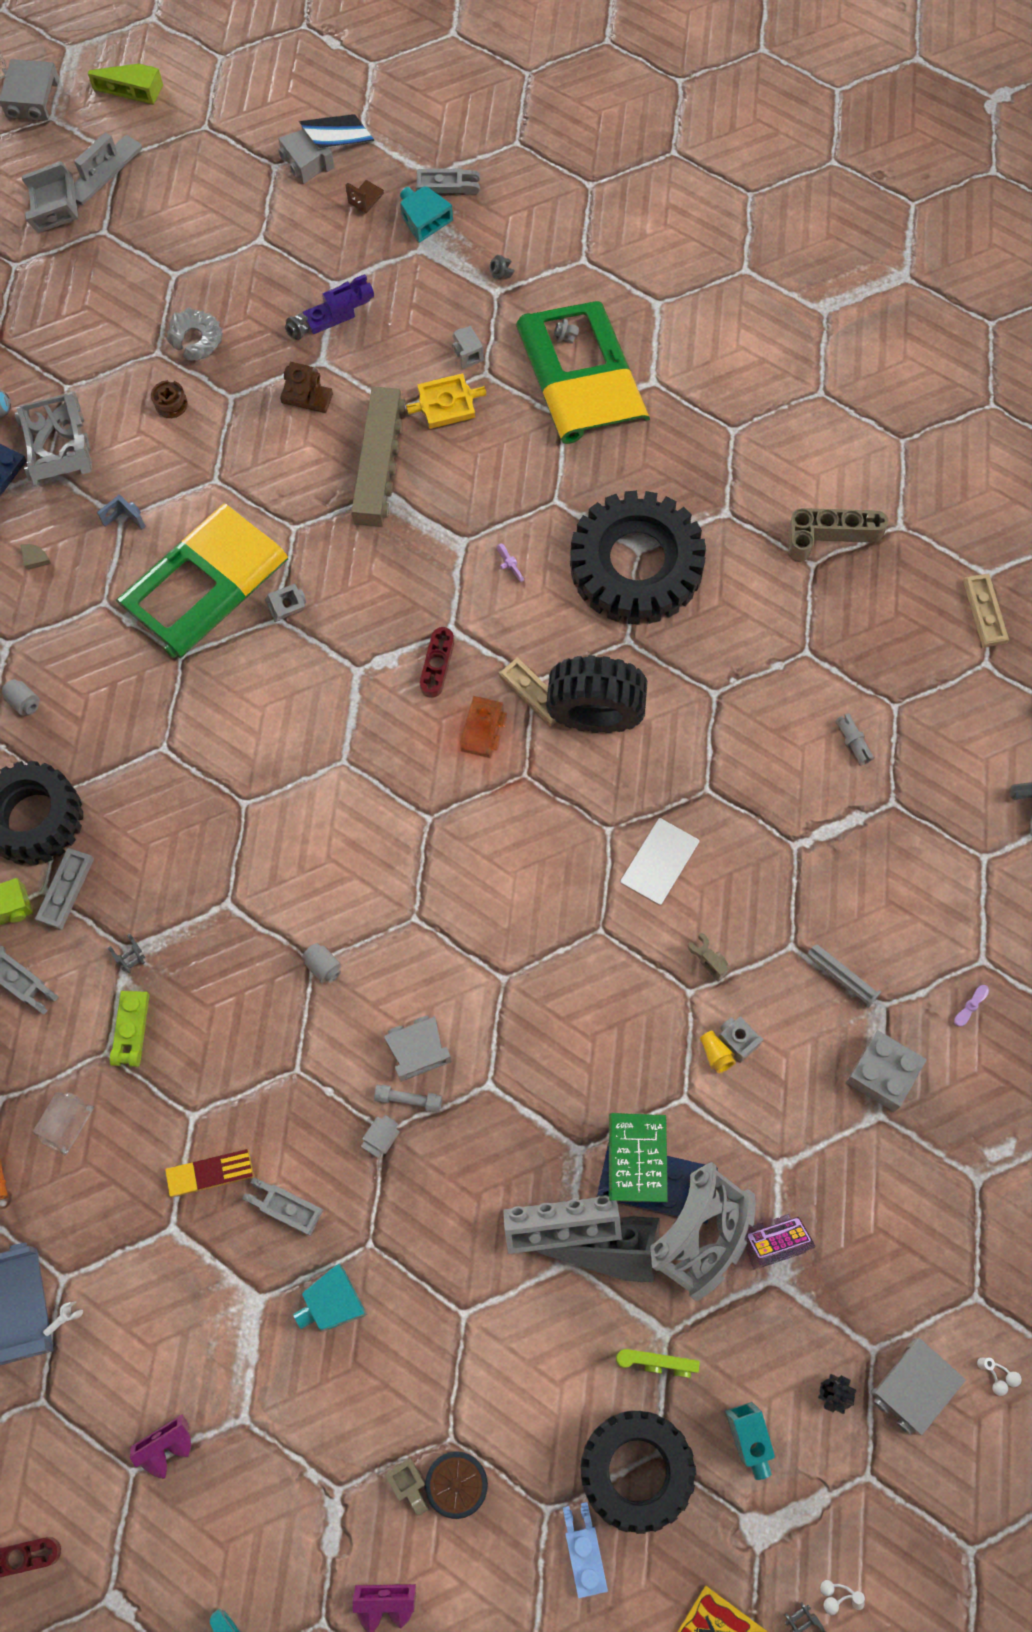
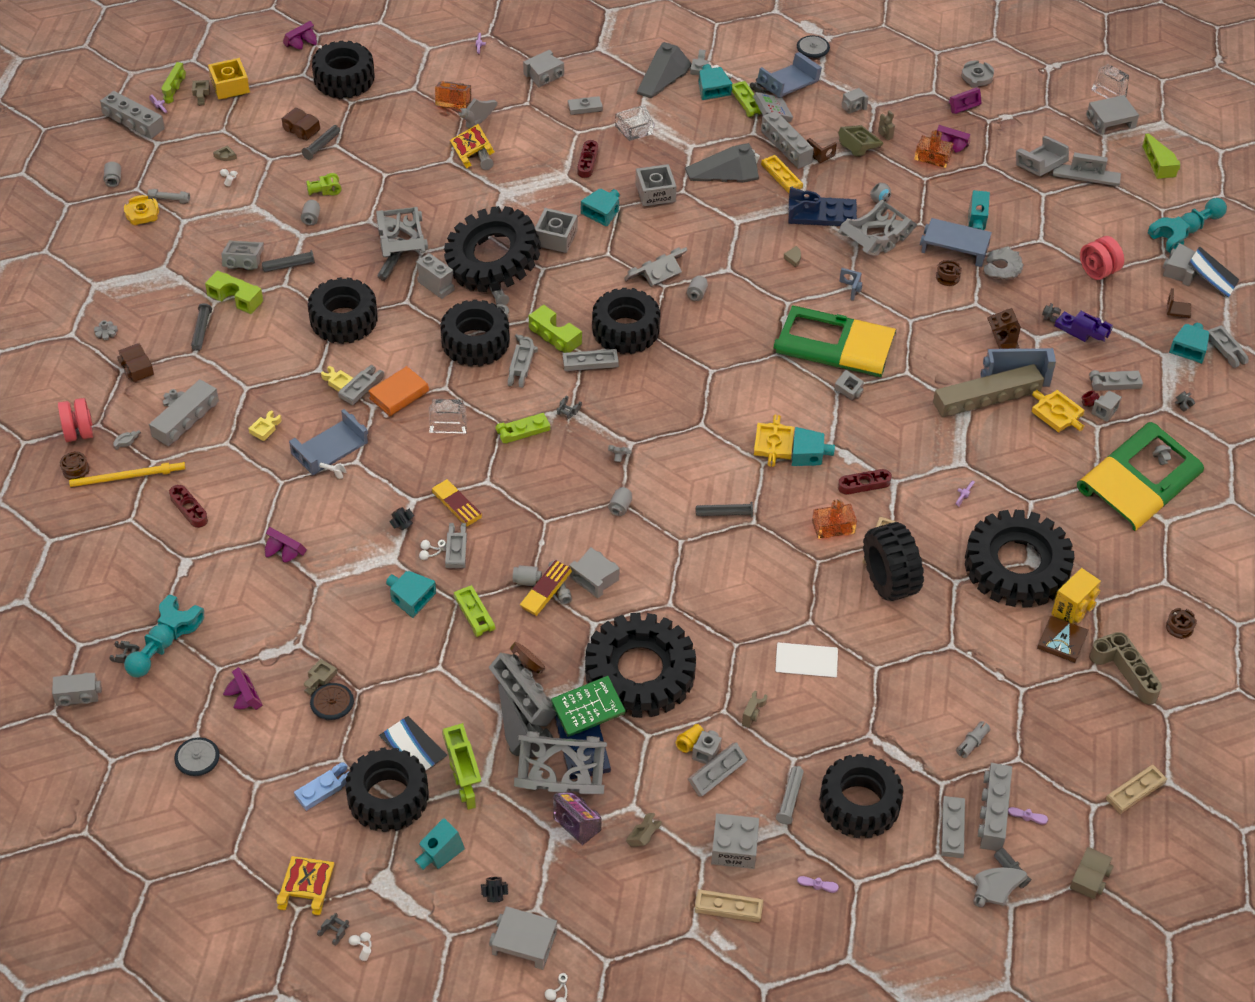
camera: 60 degrees right, 20 degrees down
(98, 314) = (978, 218): none -> teal torso
(124, 361) = (957, 238): none -> sand blue panel
(204, 1261) = (401, 518): none -> black gear
(239, 925) = (619, 452): none -> light grey plant
(250, 128) = (1180, 227): none -> teal piece
(253, 226) = (1102, 257): none -> coral wheel
(258, 1246) = (425, 544): none -> white piece
(321, 732) = (774, 440): none -> yellow plate
(355, 697) = (809, 448): none -> teal torso
(379, 373) = (1008, 359): none -> sand blue panel
(398, 843) = (721, 510): none -> dark grey axle
(400, 1229) = (474, 610): none -> lime plate
(413, 1121) = (545, 588): none -> tile
(432, 317) = (1115, 380): none -> light grey plate
(447, 358) = (1089, 398): none -> dark red plate
(516, 1195) = (527, 657): none -> reddish brown tile
(569, 1402) = (410, 737): none -> sticker
(577, 1011) = (668, 643): none -> black tyre
(640, 1353) = (461, 755): none -> lime slope
(727, 529) = (1076, 597): none -> yellow brick
(762, 574) = (1062, 639): none -> reddish brown tile
(777, 1042) = (717, 769): none -> light grey plate
(799, 446) = (1181, 623): none -> reddish brown wheel
(827, 1174) = (642, 833): none -> dark tan plate
(910, 875) = (855, 818): none -> black tyre
(956, 821) = (953, 827): none -> light grey plate
(957, 763) = (996, 806): none -> light grey brick
(960, 1120) = (729, 905): none -> tan tile
(973, 737) = (1028, 815): none -> lavender piece

